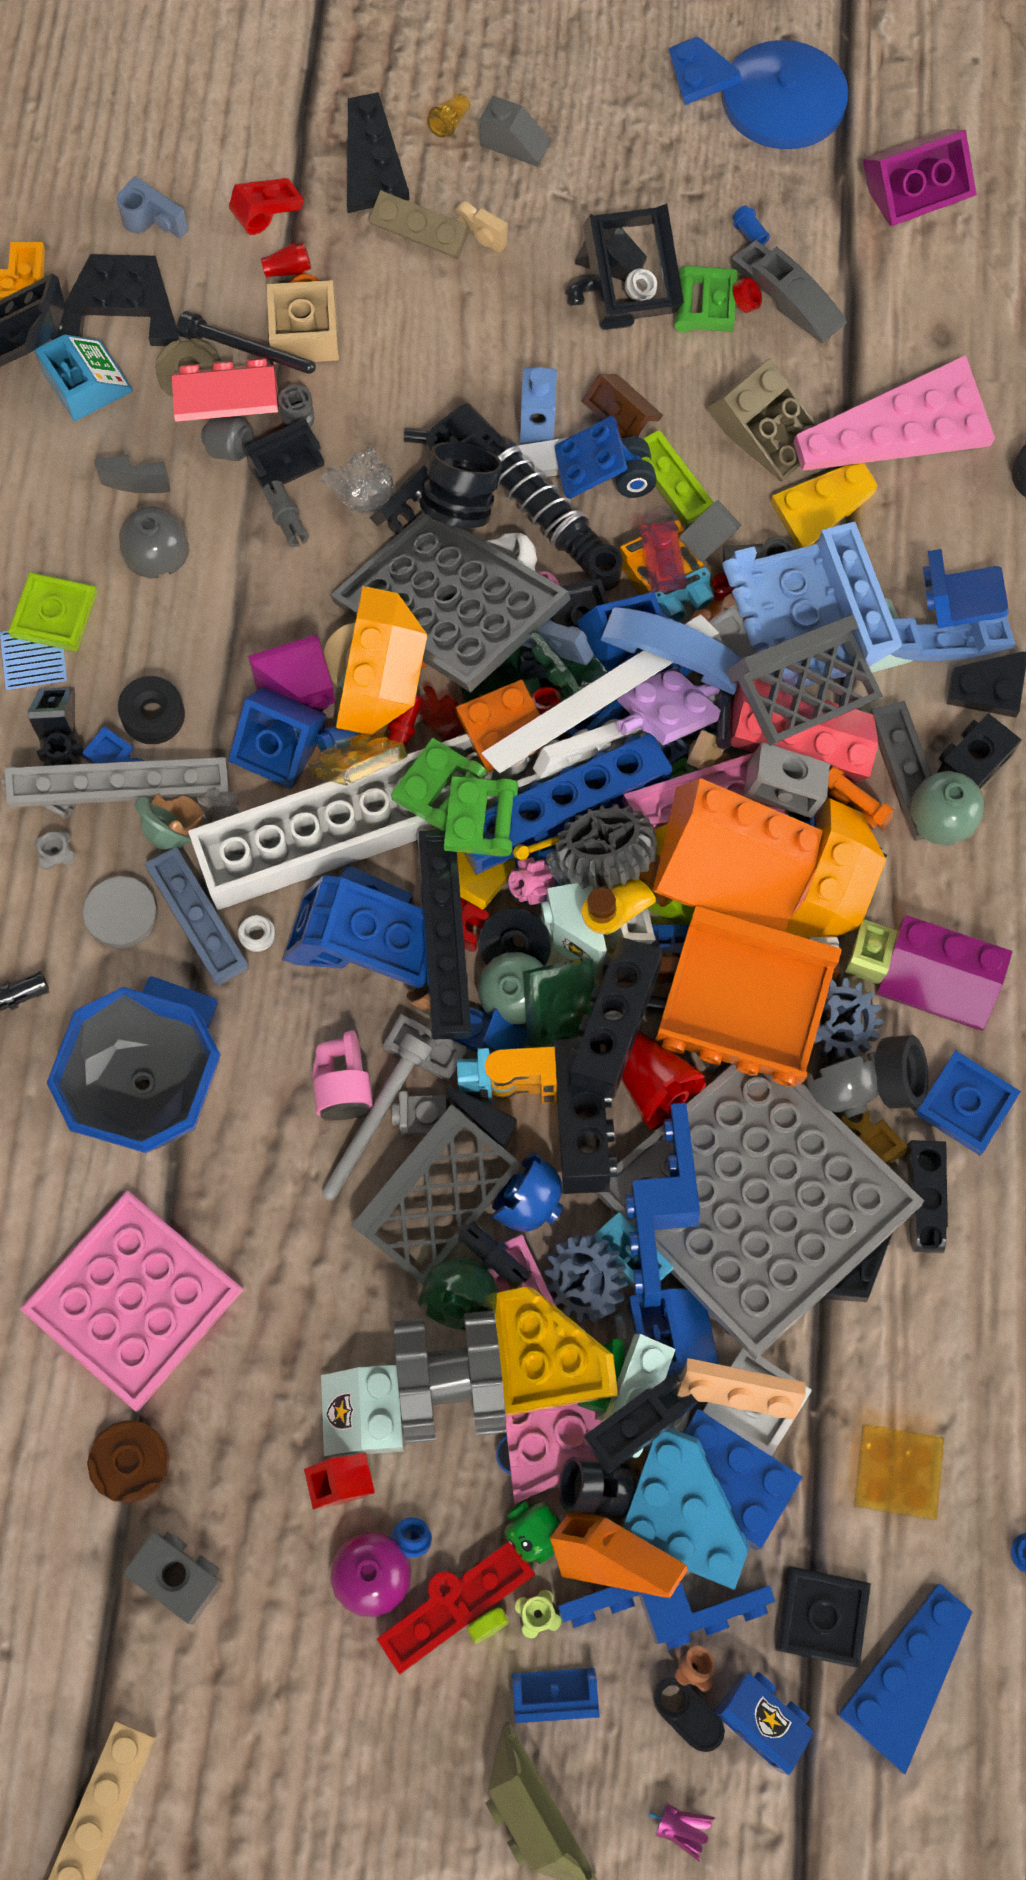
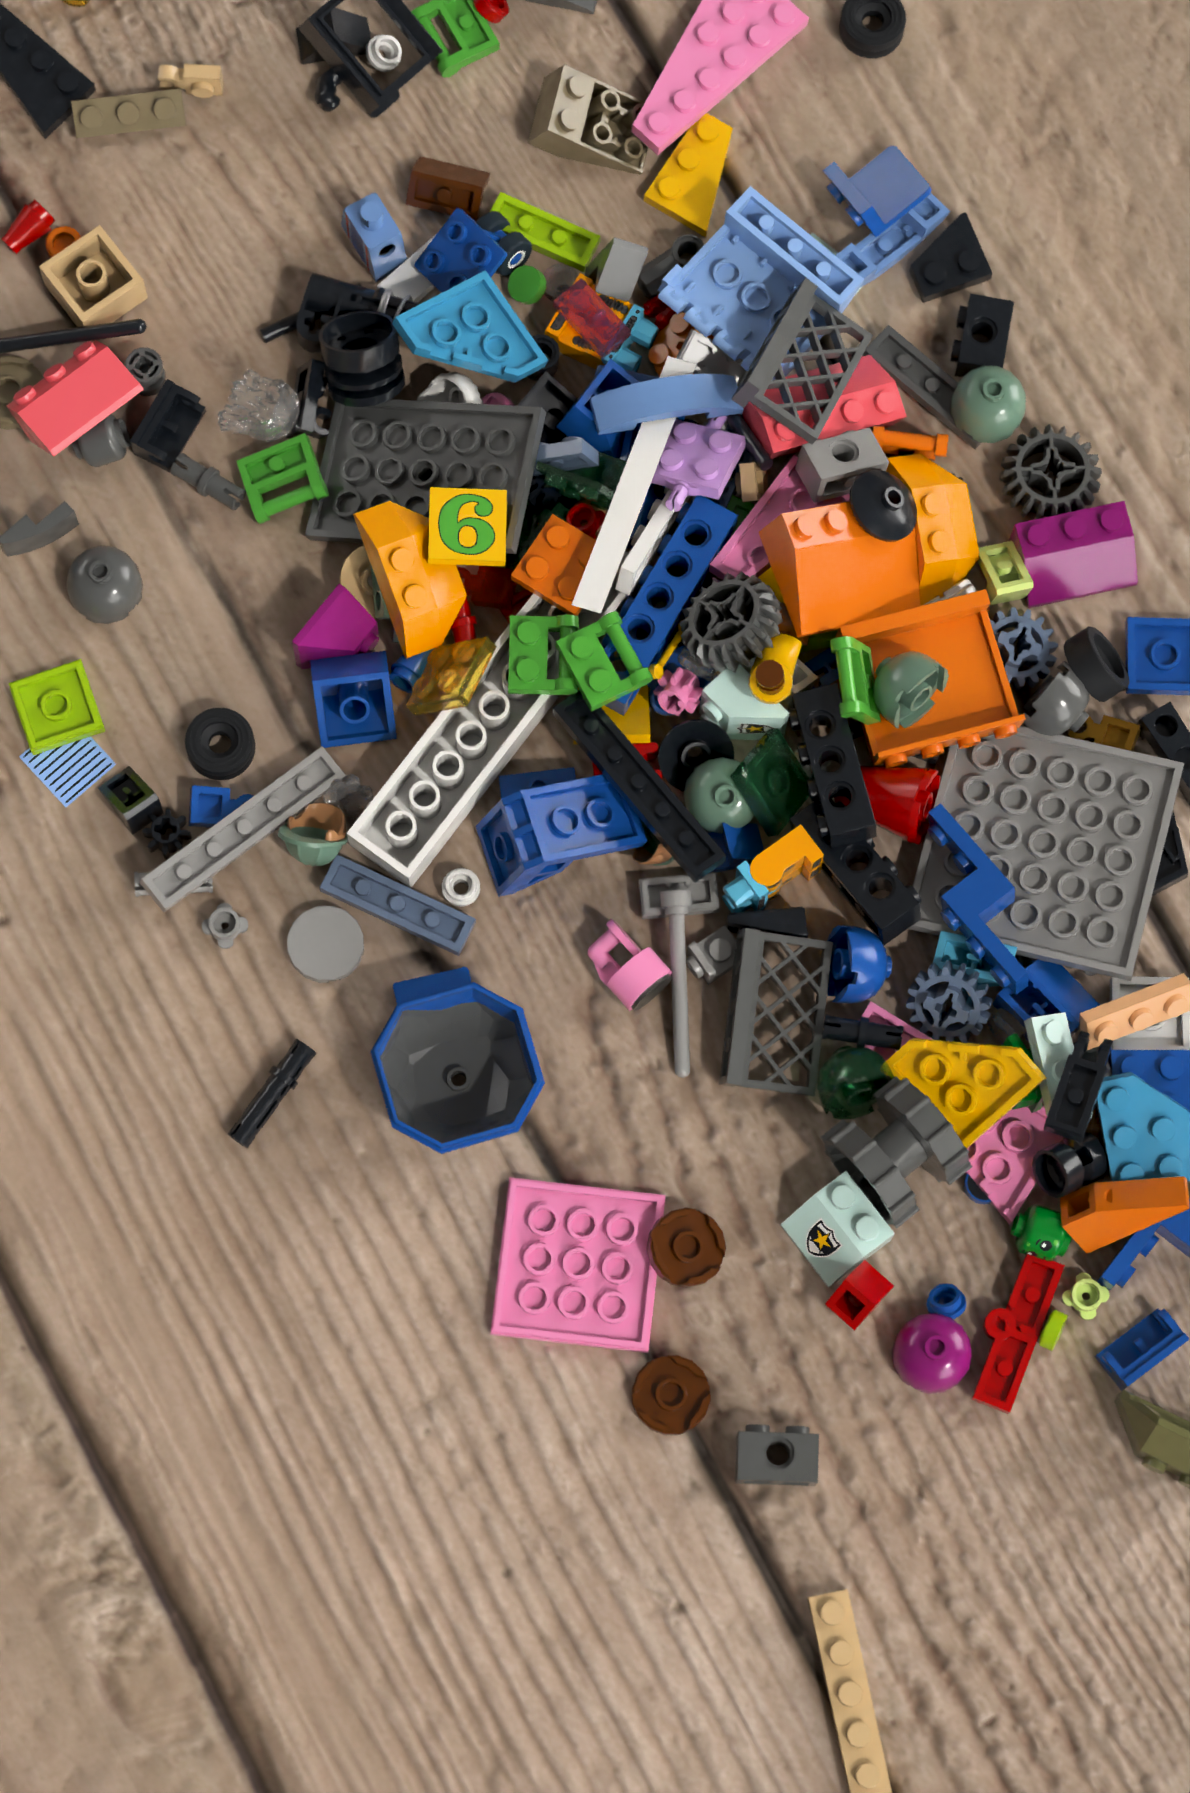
camera: 35 degrees left, 5 degrees up
(227, 1343) = (686, 1247): none -> reddish brown tile
(342, 531) = (276, 468): none -> bright green plate
(442, 646) = (467, 526): none -> yellow tile
(558, 508) = (472, 330): none -> dark azure plate
(633, 509) = (527, 284): none -> bright green tile
(679, 956) = (855, 679): none -> bright green plate
(721, 990) = (906, 685): none -> sand green cylinder
(785, 828) = (883, 505): none -> black dish
(935, 881) = (1079, 470): none -> dark grey gear

